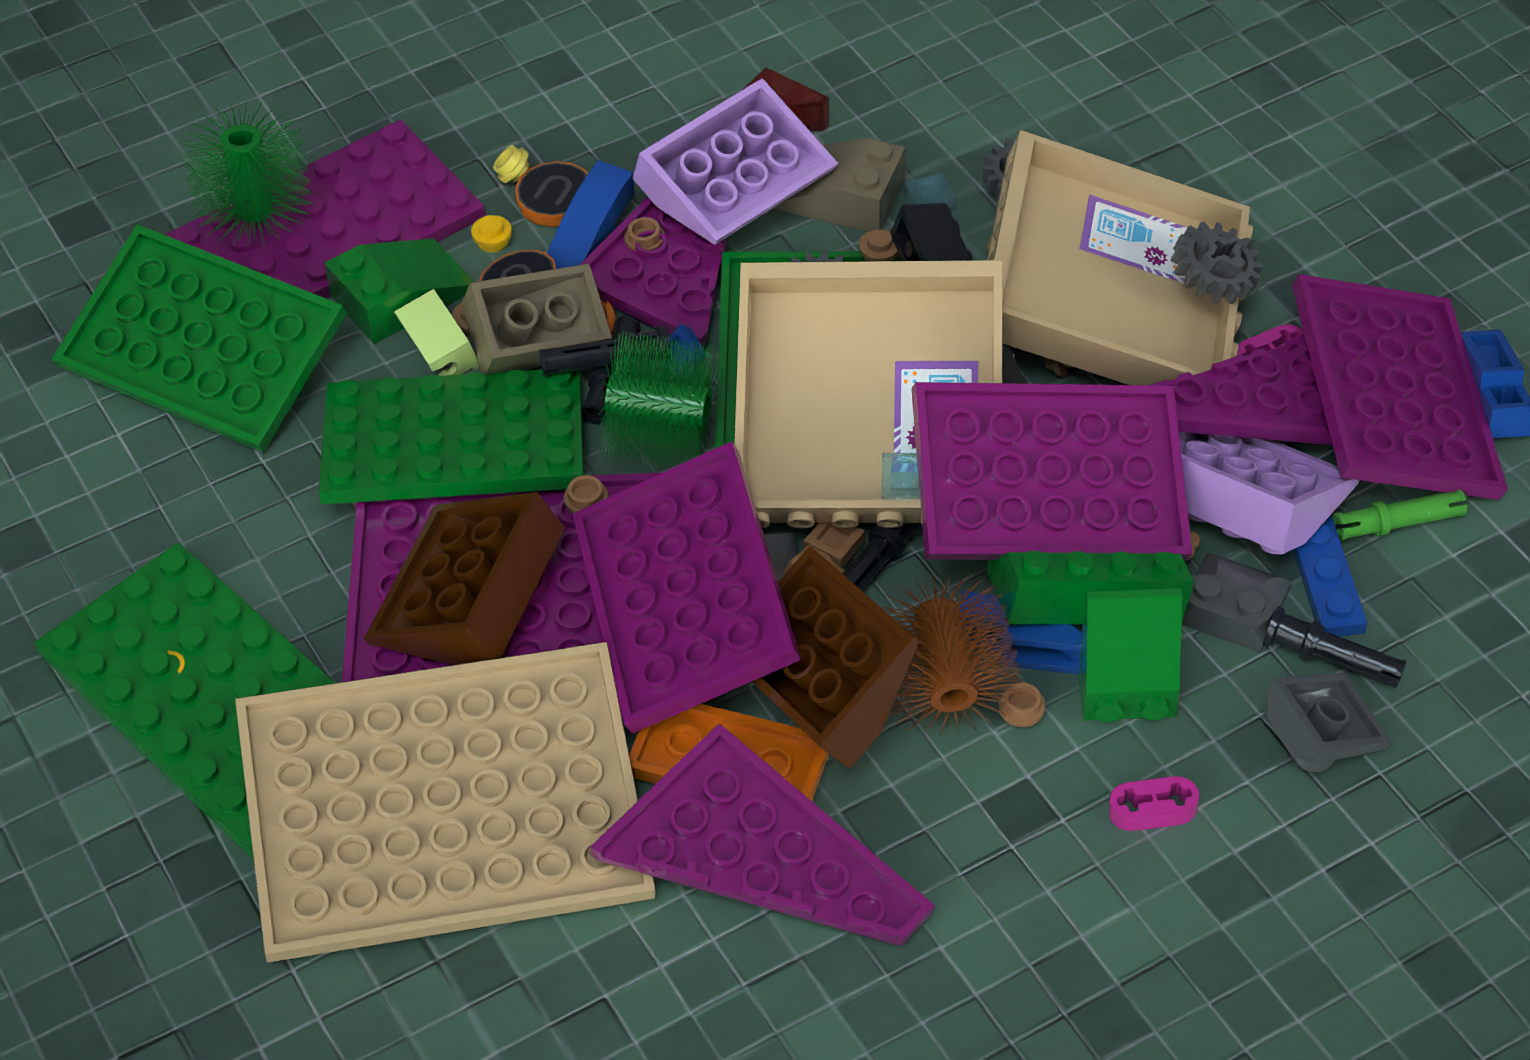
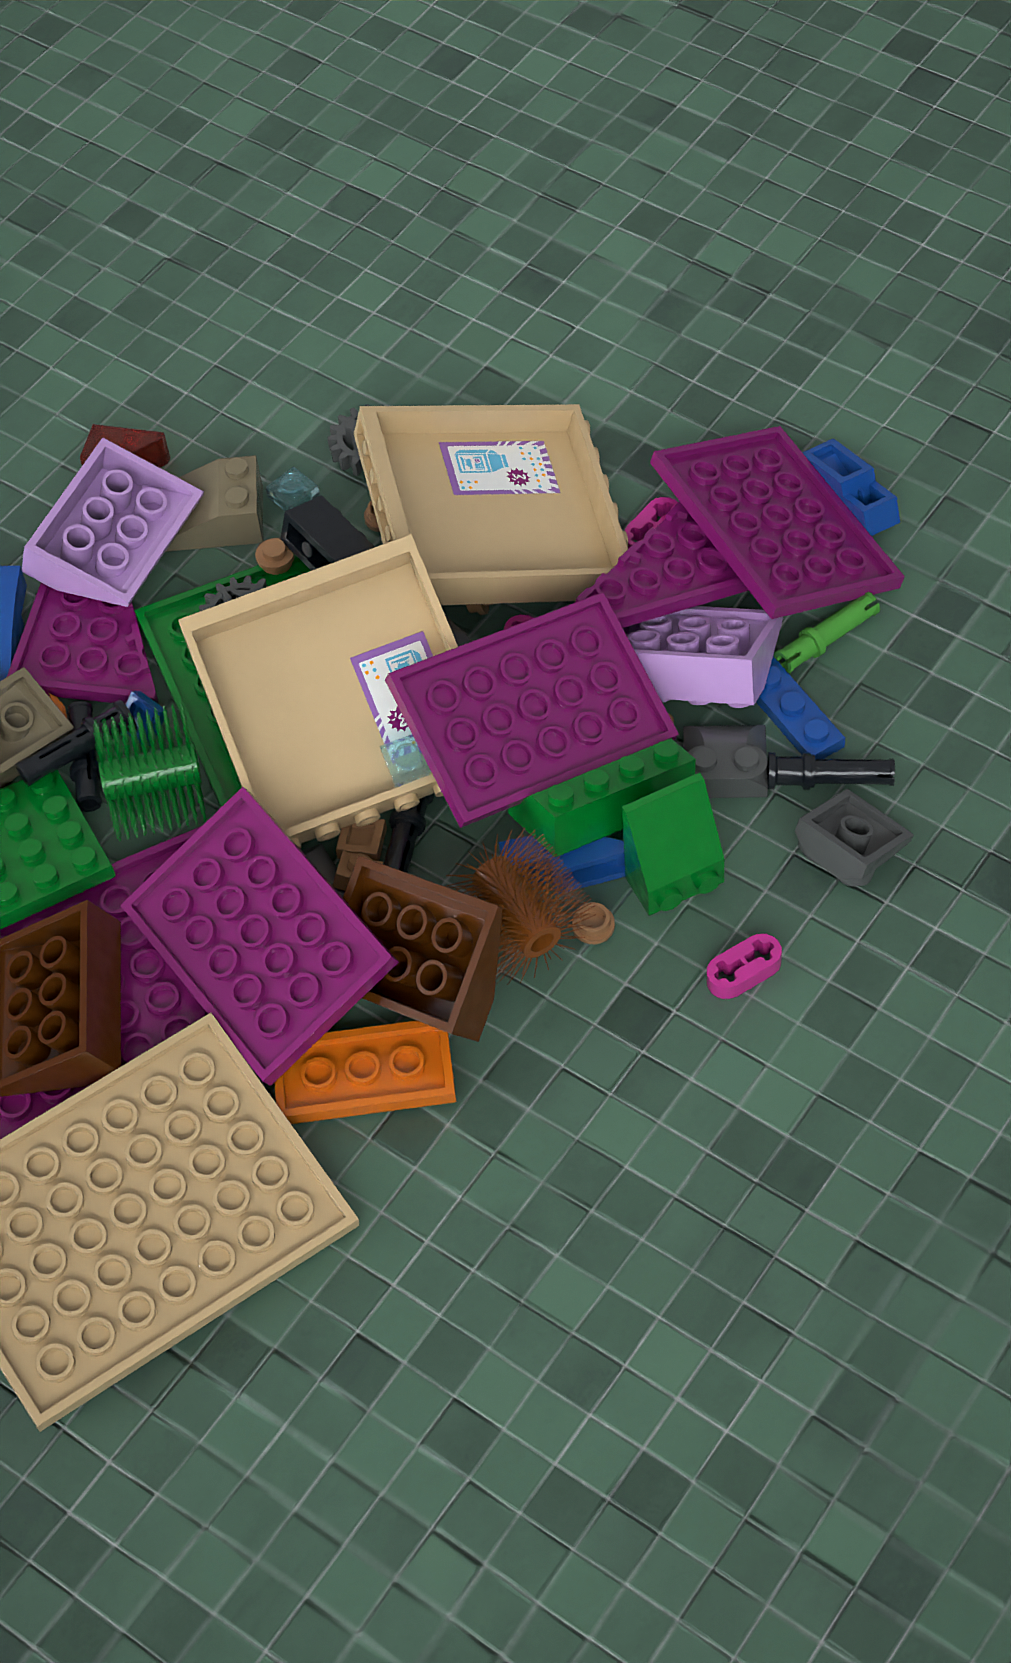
camera: 20 degrees left, 5 degrees up
(583, 492) = (121, 882): medium nougat plate -> none
(640, 225) = (45, 615): medium nougat plate -> none
(752, 836) = (423, 1137): magenta wing -> none
(1217, 262) = (579, 465): dark grey gear -> none

